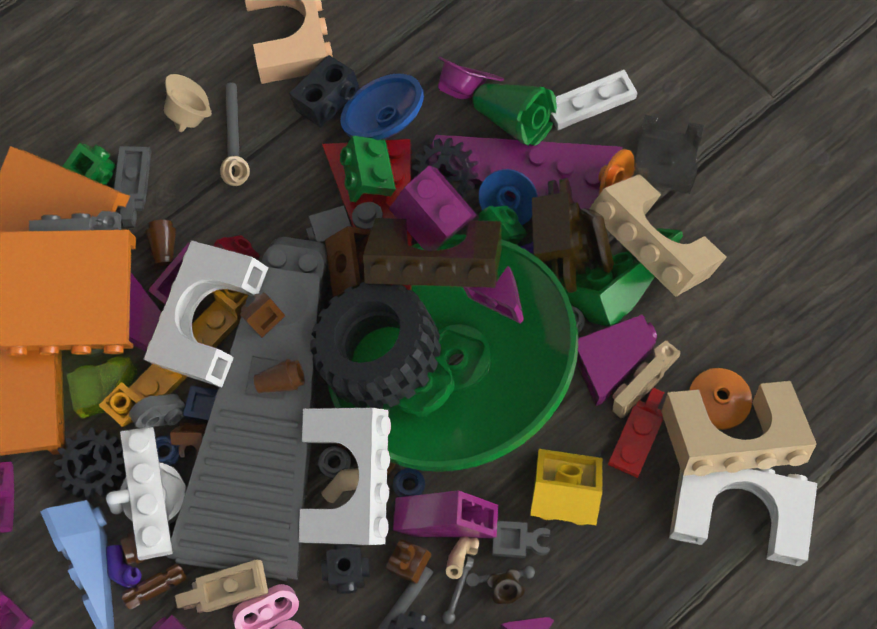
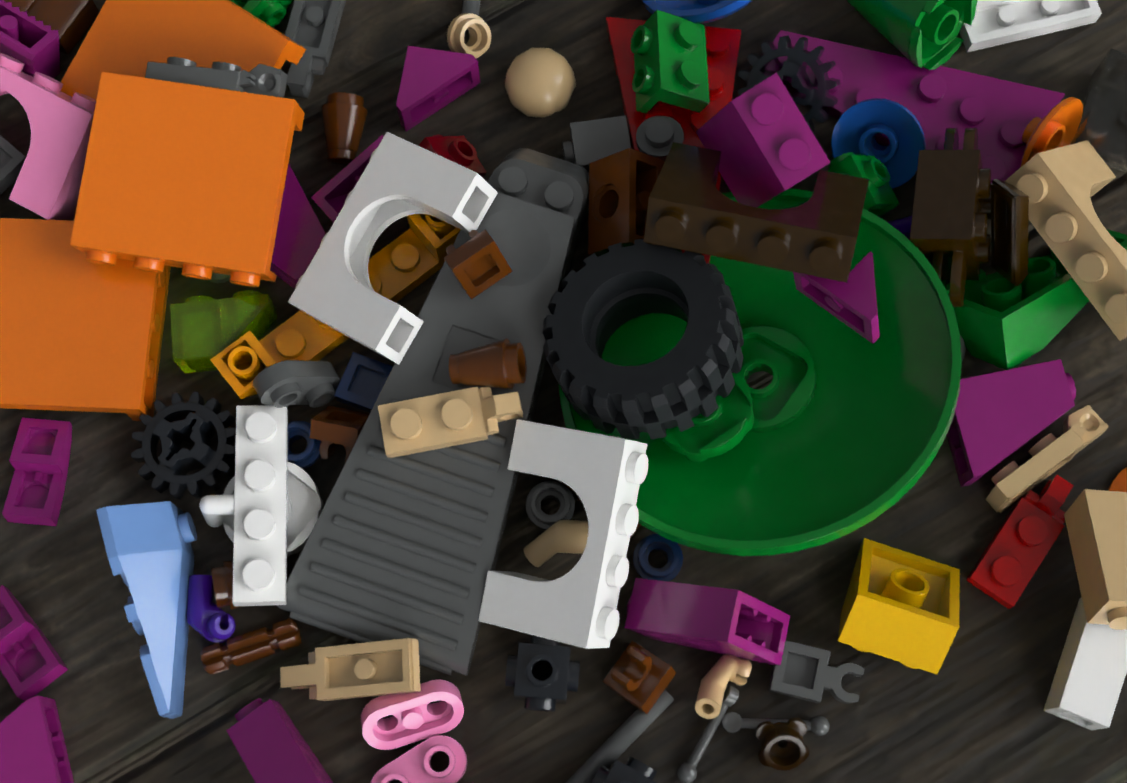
camera: 10 degrees right, 5 degrees up
(215, 203) = (432, 81): none -> magenta slope
(257, 417) = (445, 419): none -> tan hinge
(285, 193) = (540, 82): none -> tan hair

